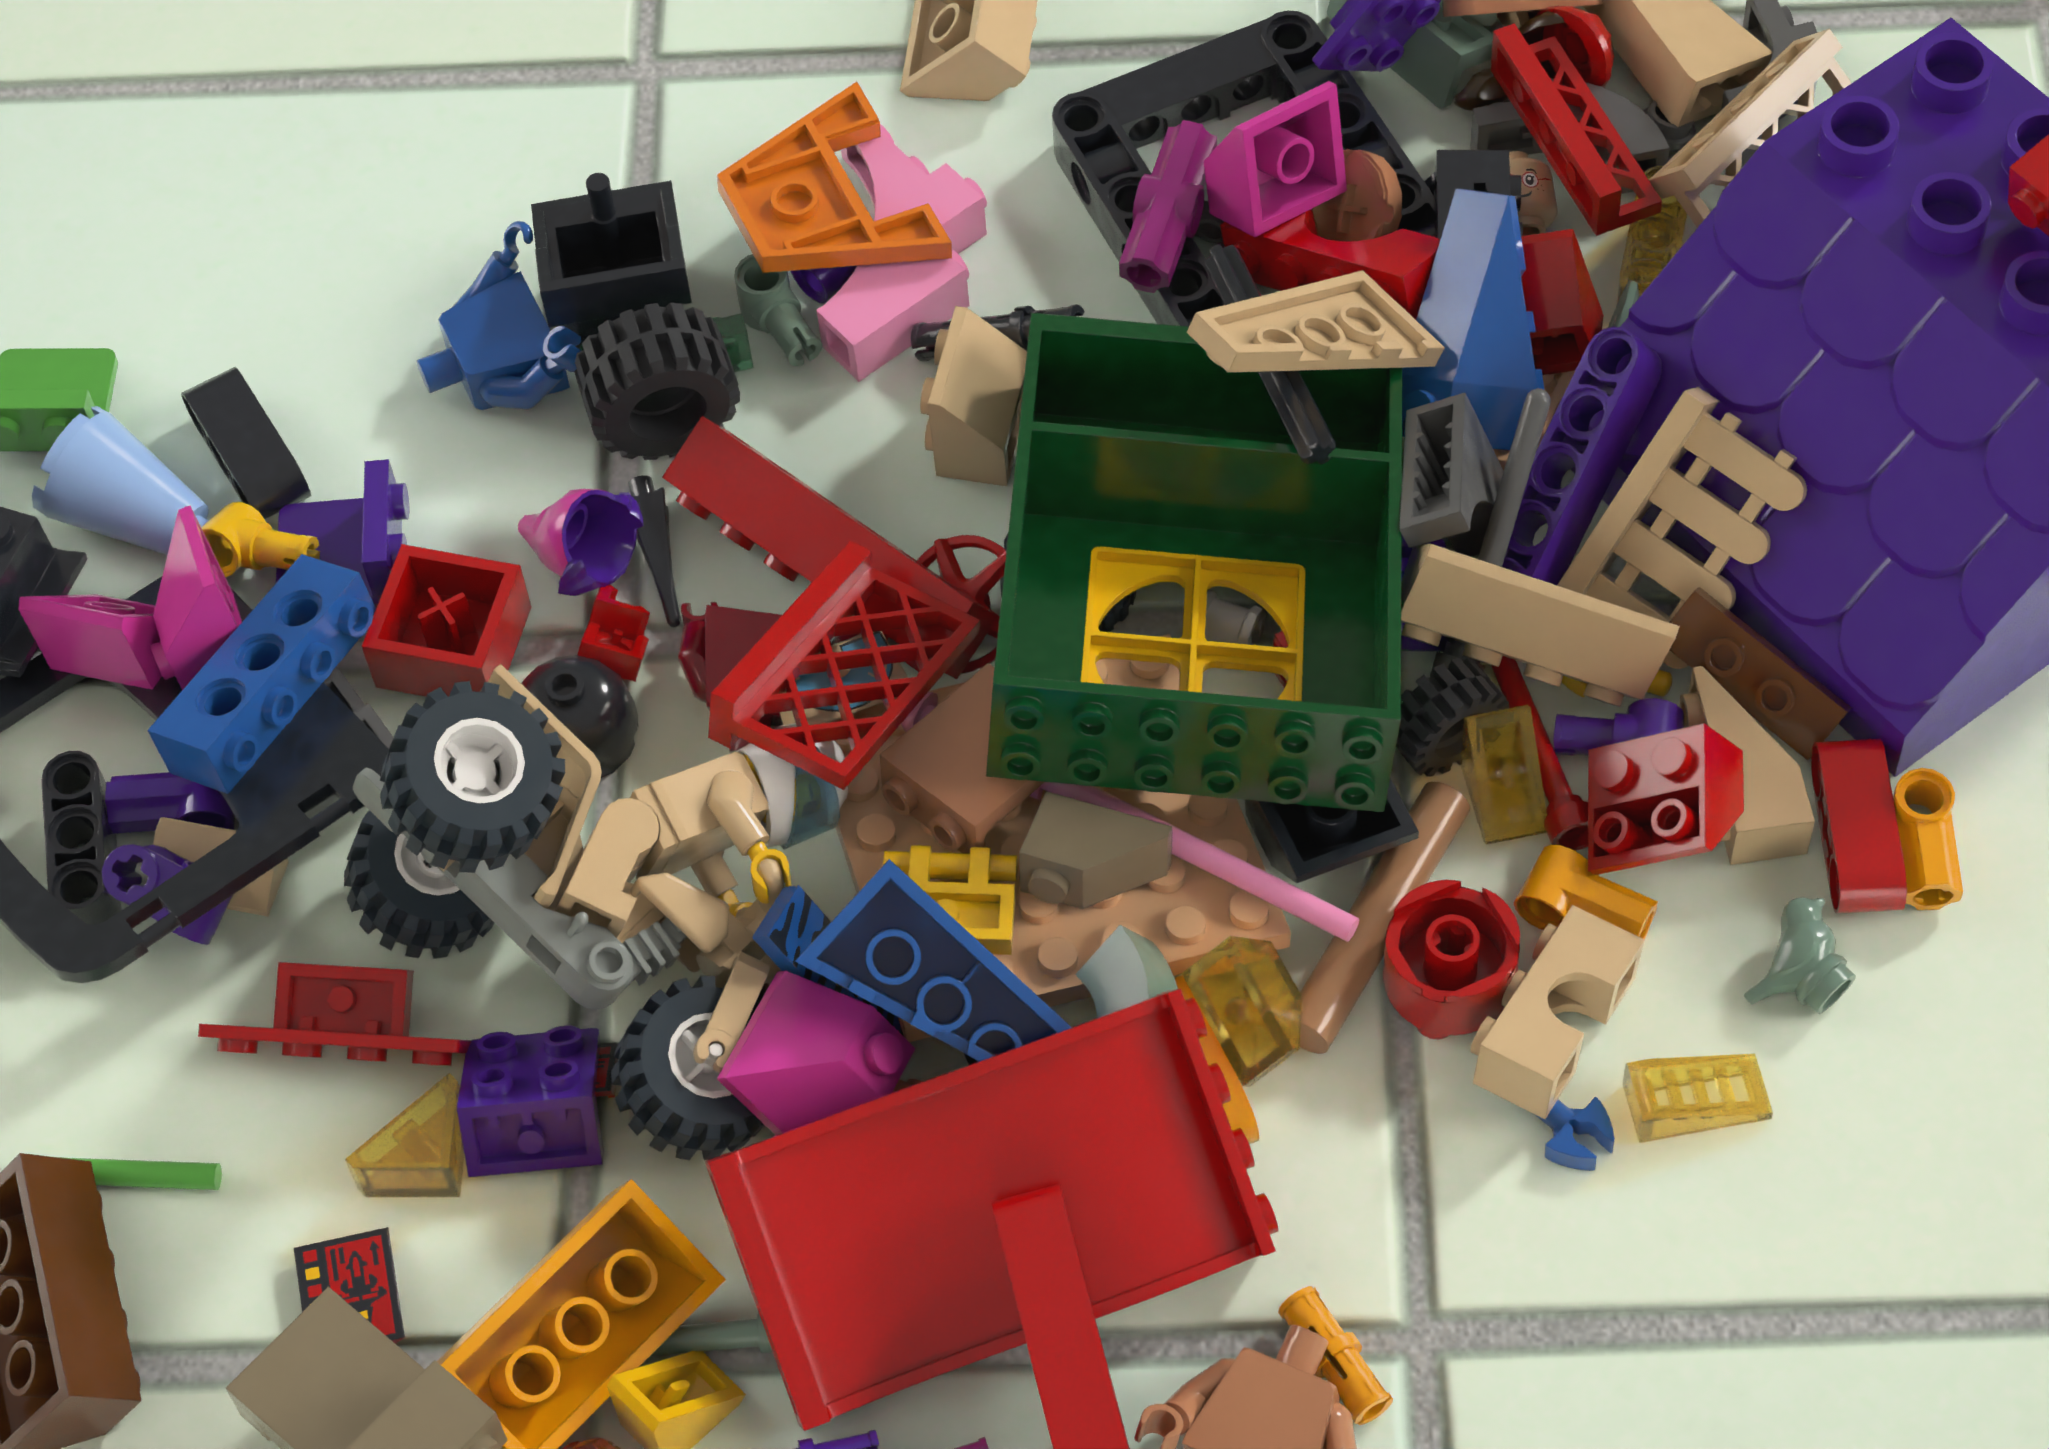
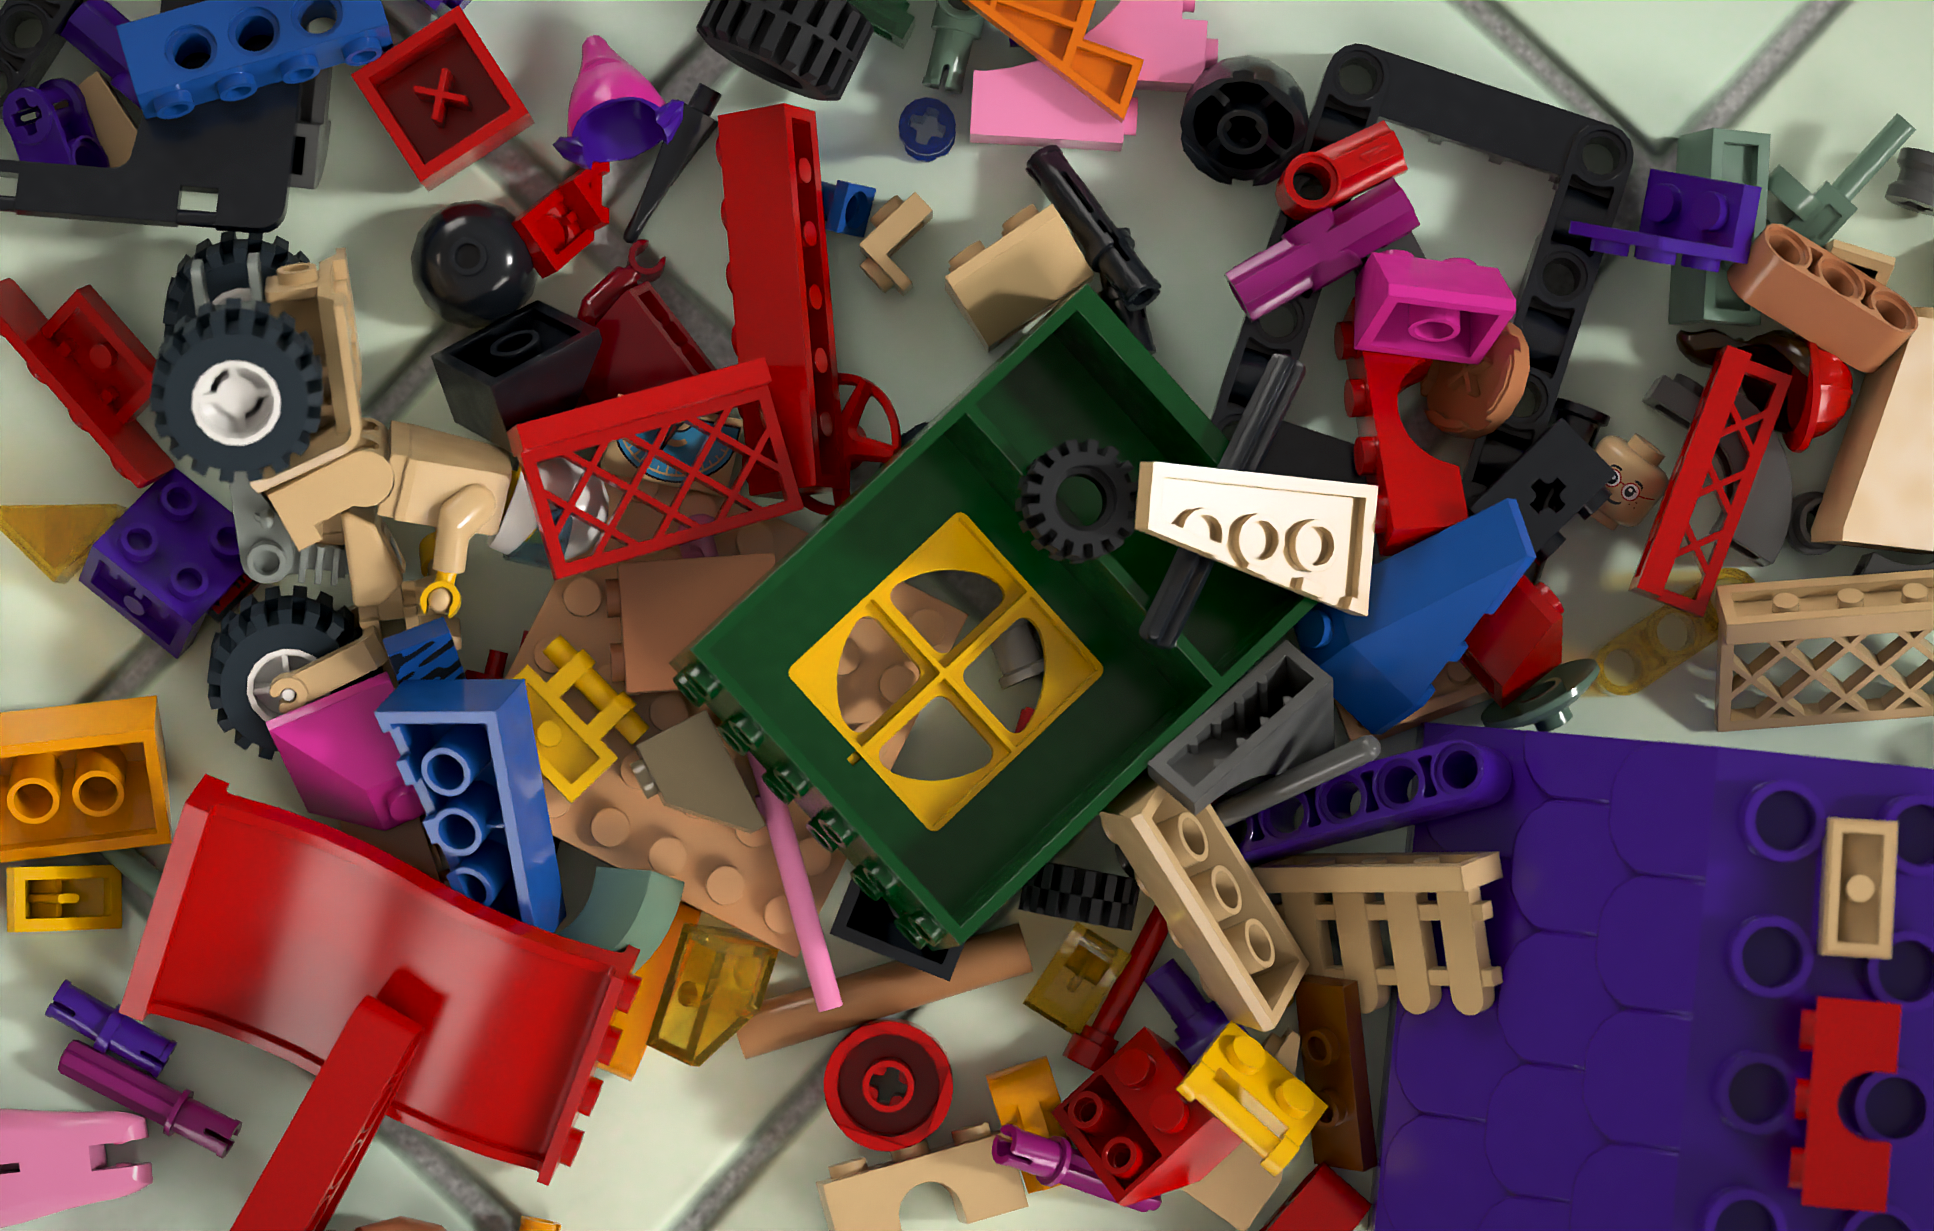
camera: 35 degrees right, 30 degrees up
(673, 726) = (517, 370): none -> black slope
(814, 469) = (847, 207): none -> blue piece
(820, 373) = (917, 113): none -> clear blue bush
(868, 475) = (895, 226): none -> tan bracket
(1035, 194) = (1244, 121): none -> black cylinder
(1127, 156) = (1343, 169): none -> red piece
(1166, 434) = (1040, 507): none -> black tyre
(1631, 886) = (1054, 1163): none -> magenta axle
(1741, 698) = (1253, 1096): none -> yellow plate
(1952, 121) = (1857, 888): none -> tan slope

